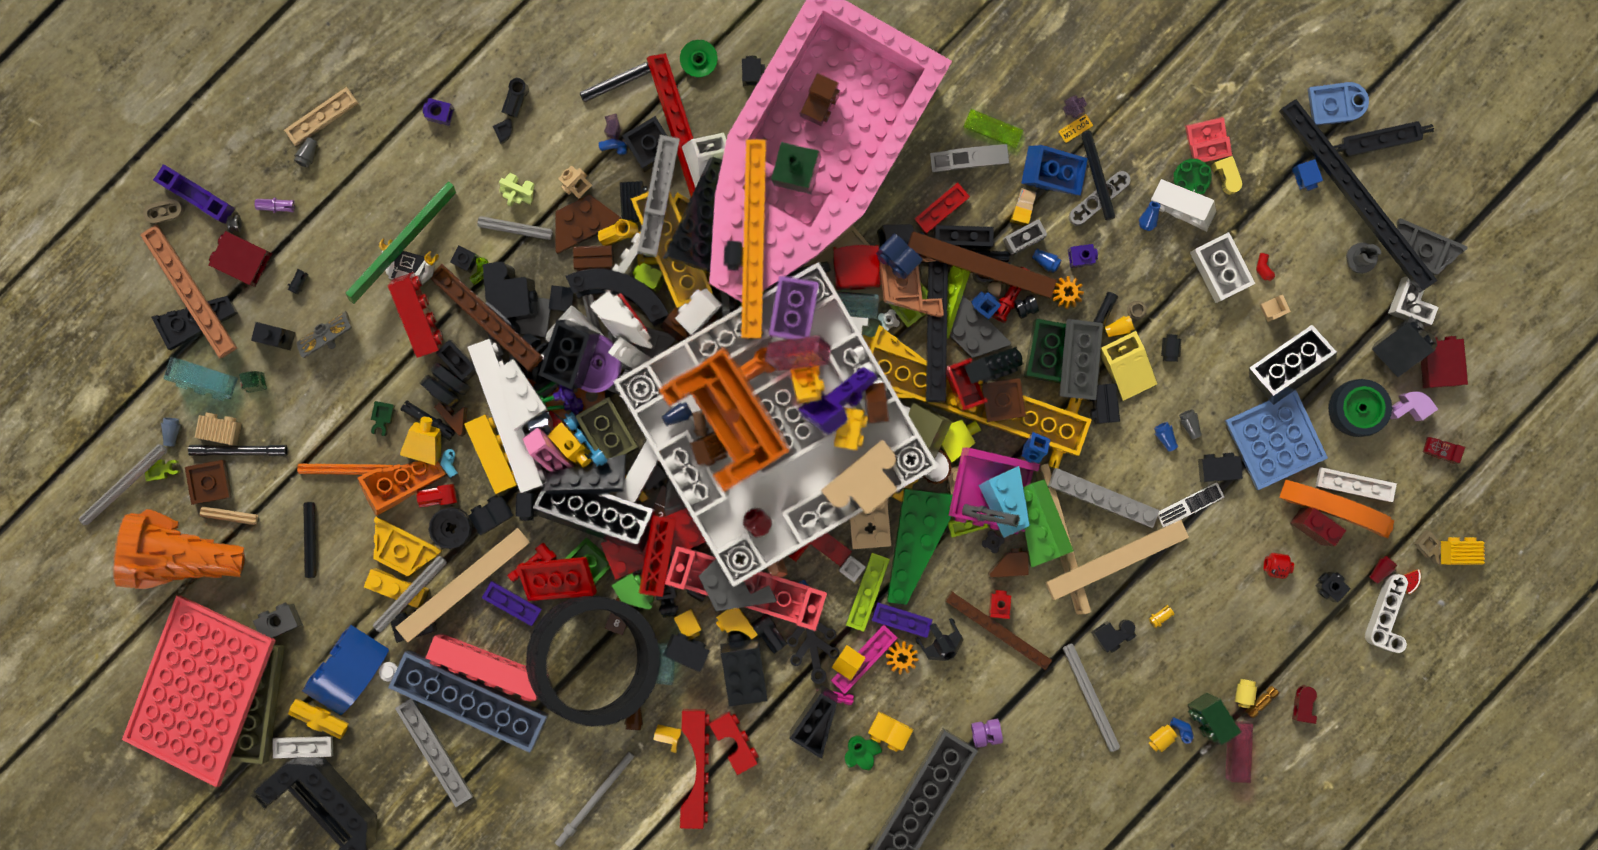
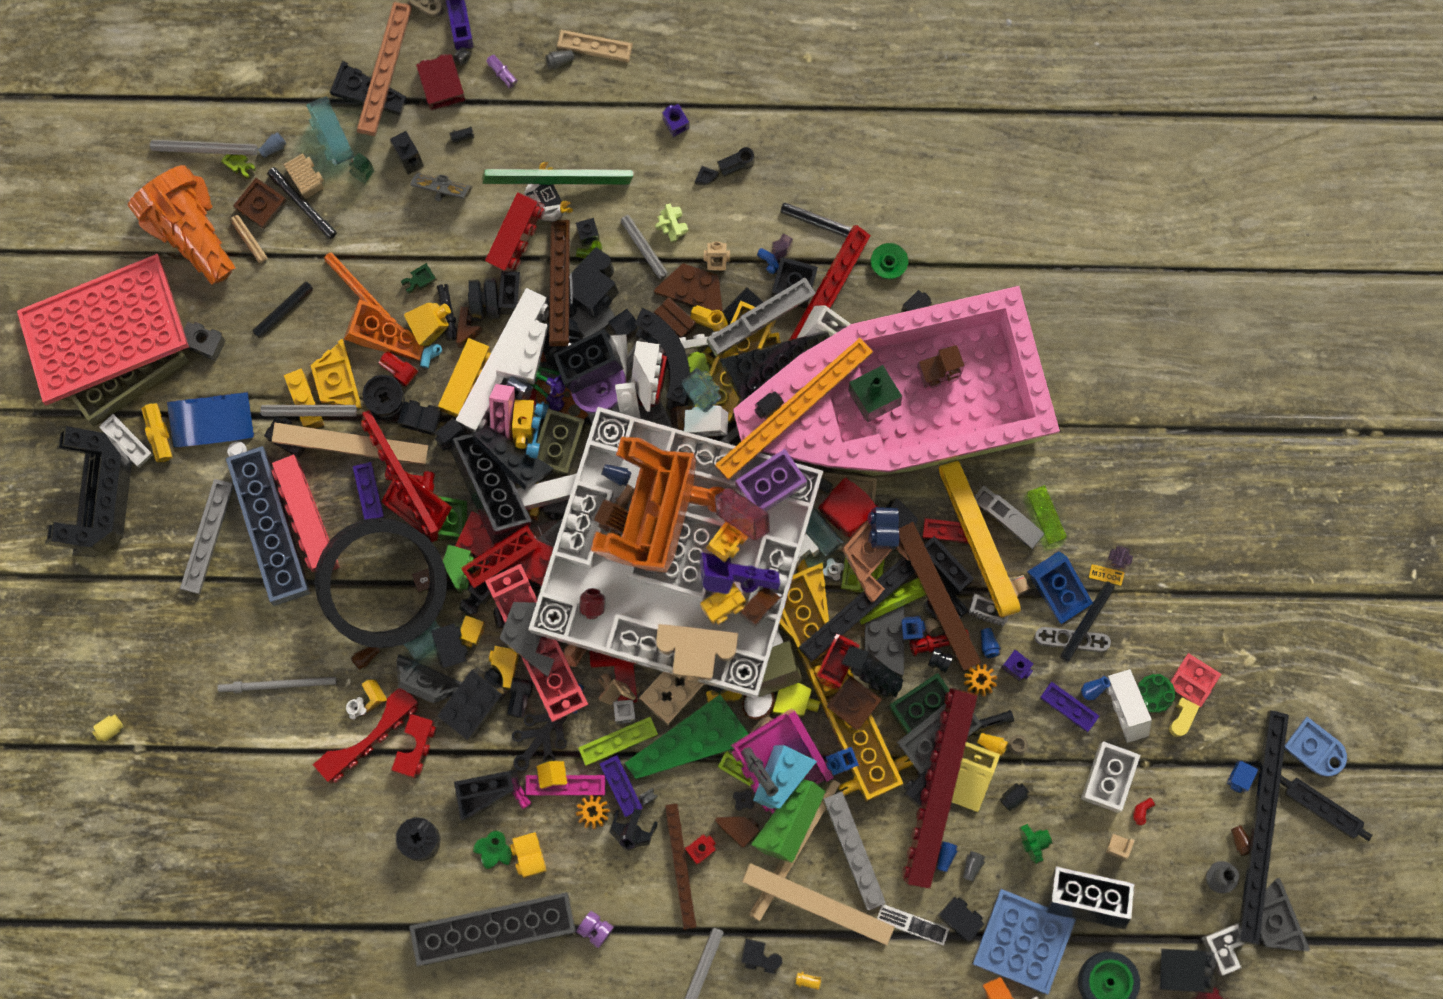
camera: 50 degrees right, 10 degrees down
(531, 575) = (401, 479): none -> red plate
(661, 758) = (352, 705): none -> white plate
(671, 292) = (701, 389): none -> clear light blue brick
(694, 692) = (424, 681): none -> dark grey wing
(810, 790) = (423, 849): none -> black wheel
(828, 561) = (613, 690): none -> tan bracket
(927, 608) = (648, 797): none -> dark grey bush
(969, 195) = (979, 539): none -> yellow beam
(1119, 396) = (939, 788): none -> dark red brick
(1145, 247) = (1069, 707): none -> dark purple plate
(1218, 365) = (1035, 842): none -> green plant
(1350, 219) = (1241, 840): none -> reddish brown cone

